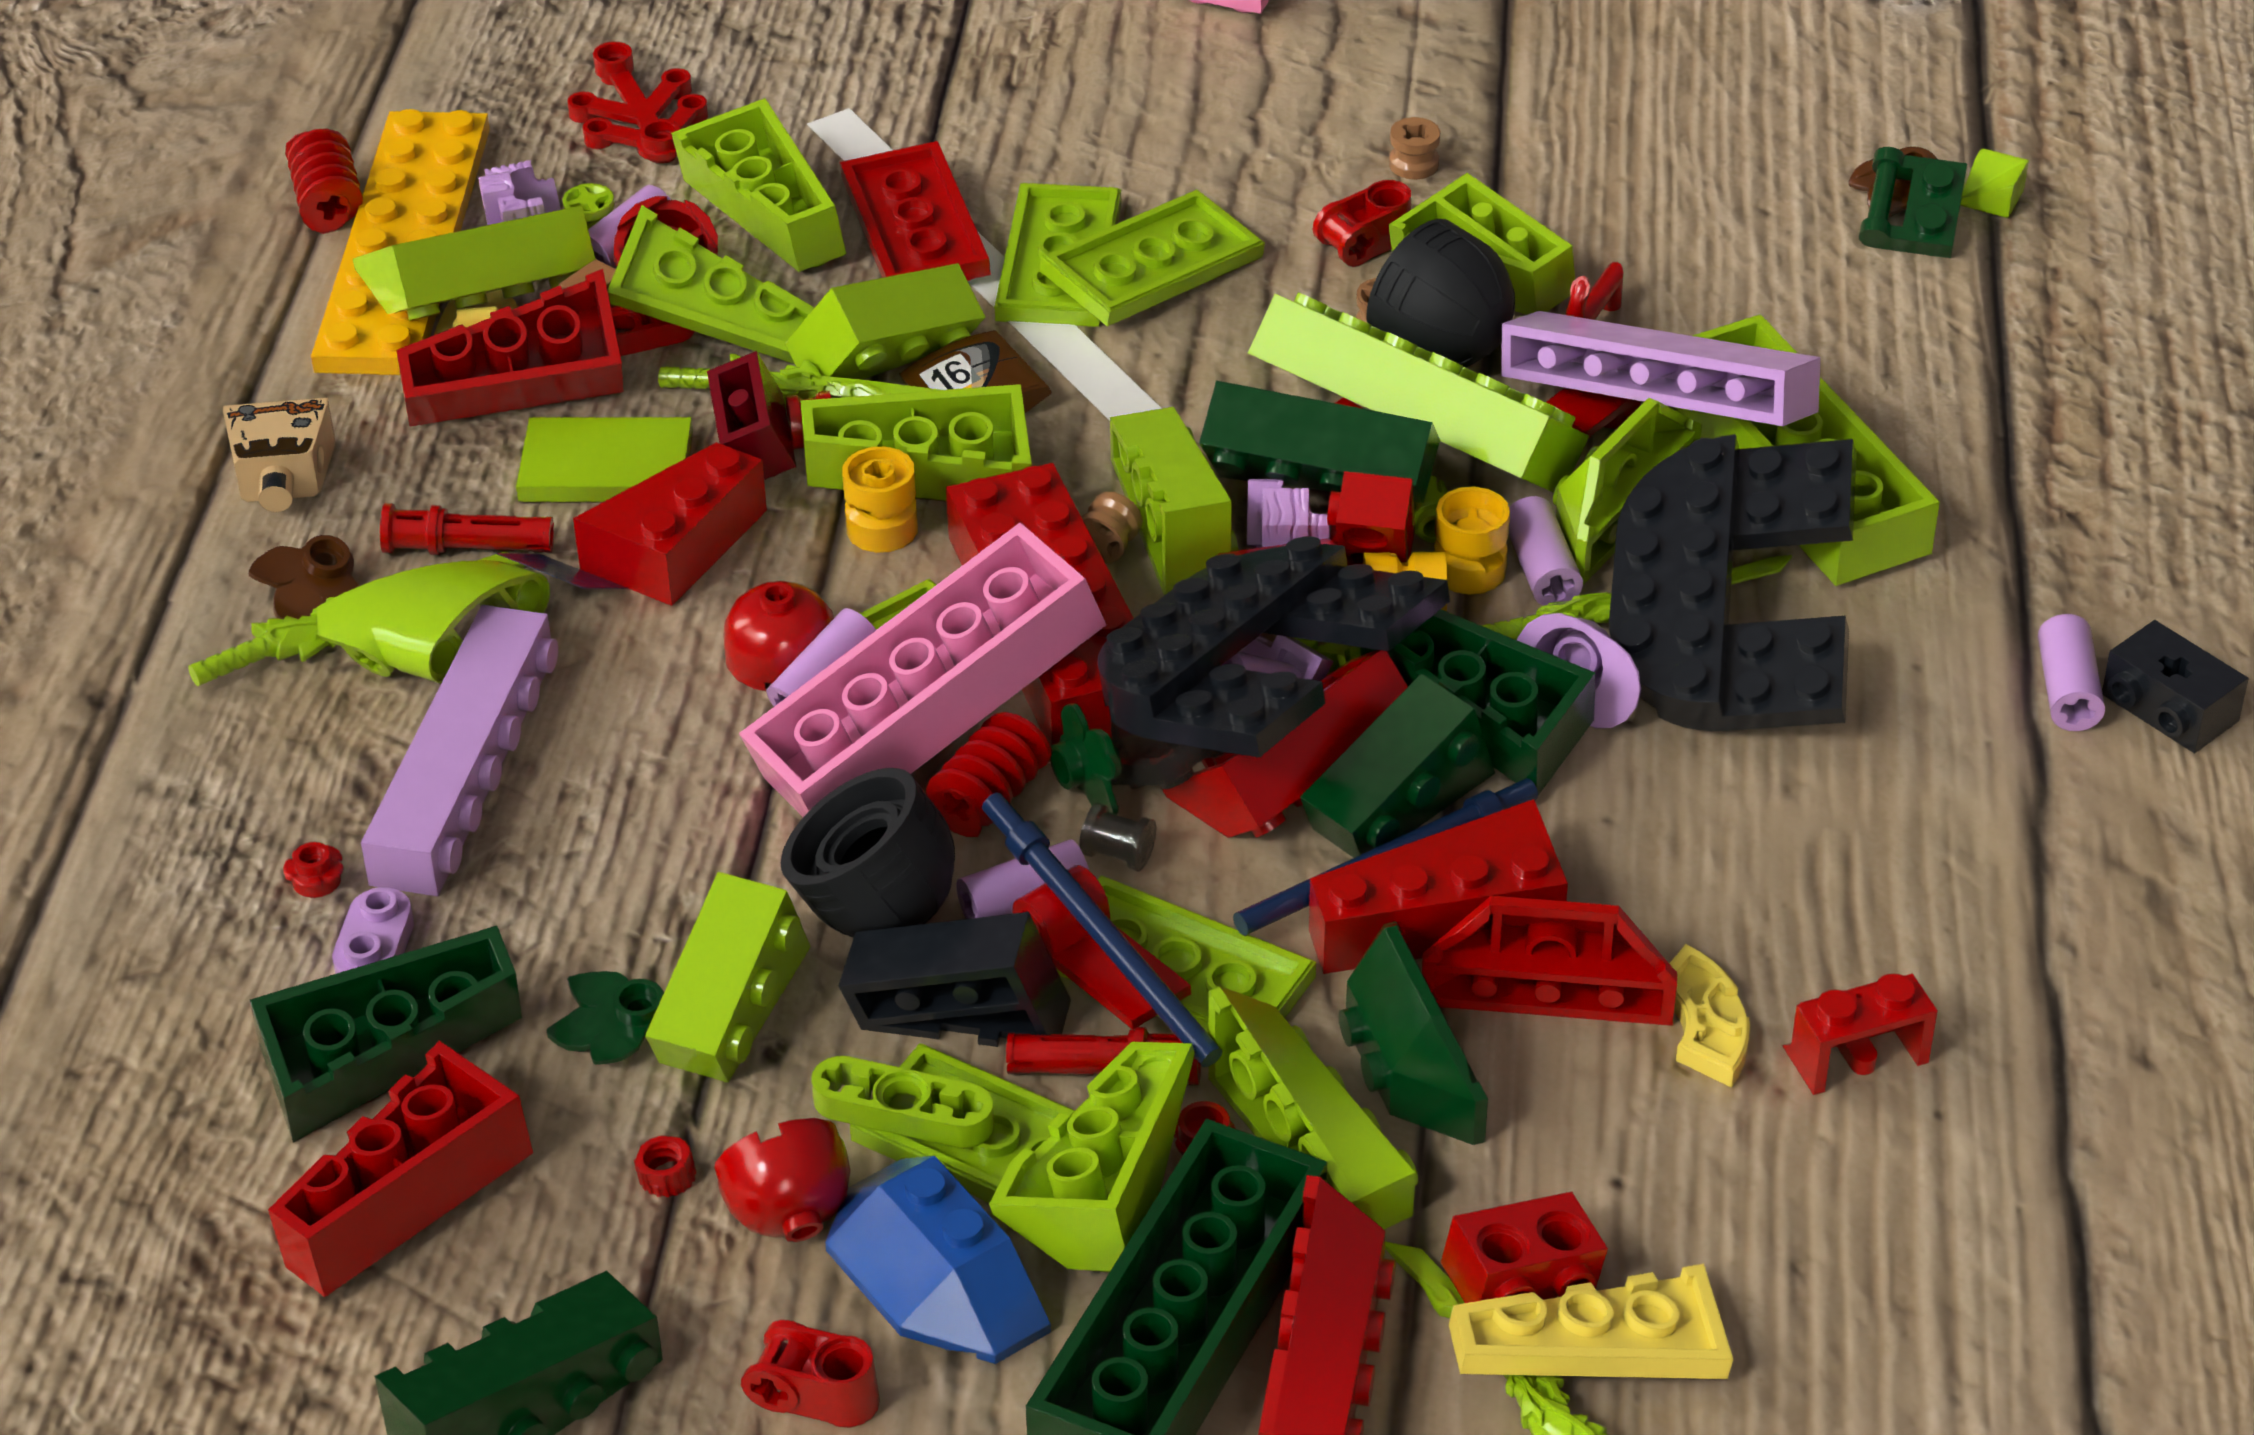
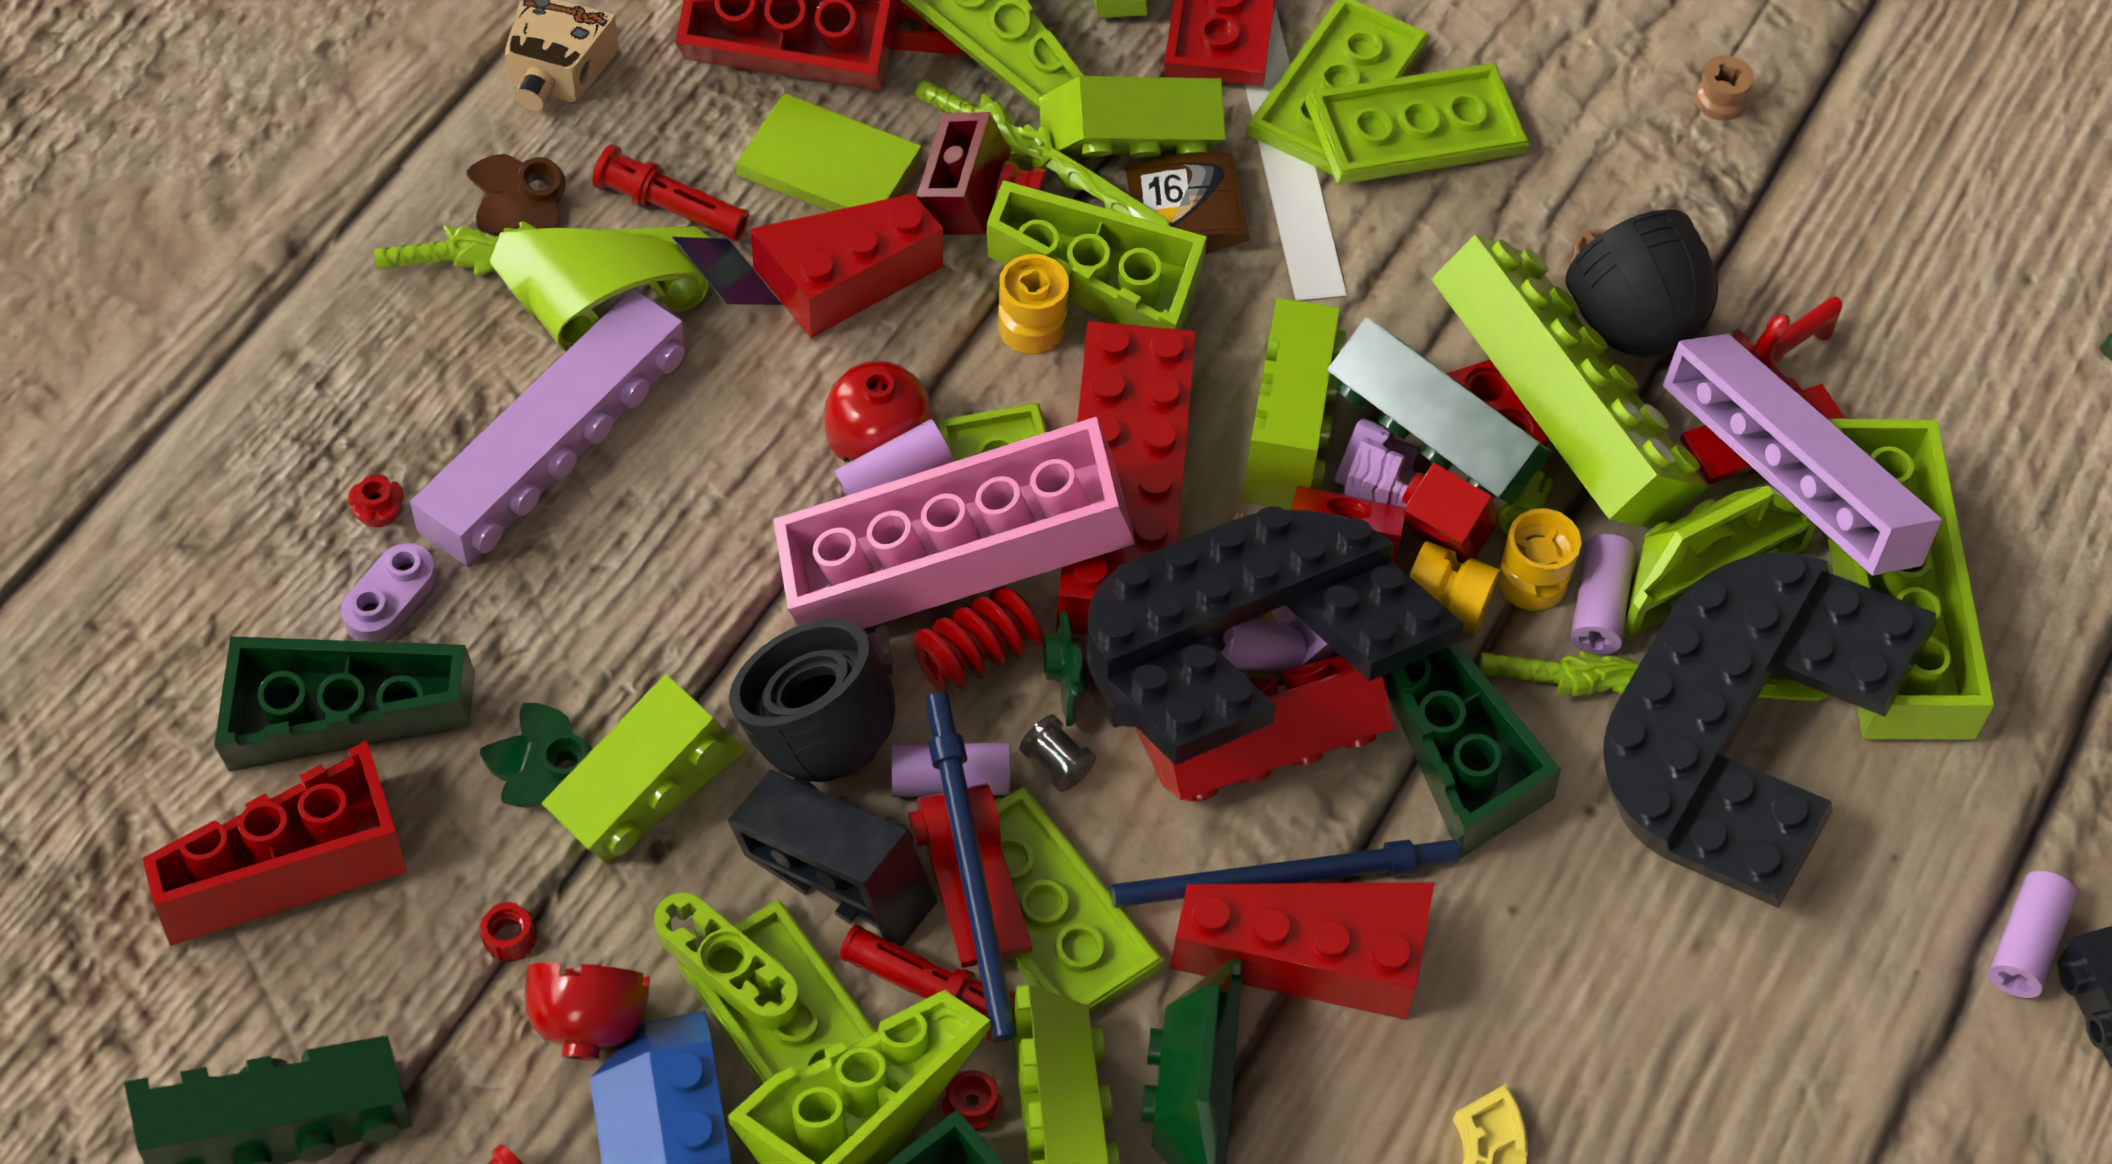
camera: 20 degrees right, 15 degrees up
(1112, 524) = (1221, 410): medium nougat wheel -> none
(1364, 221) = (1636, 160): red piece -> none
(1400, 770) = (1334, 794): dark green wedge -> none
(1532, 254) = (1735, 226): lime wedge -> none
(1551, 963) = (1363, 1059): red wedge -> none
(1593, 649) = (1573, 736): lavender piece -> none

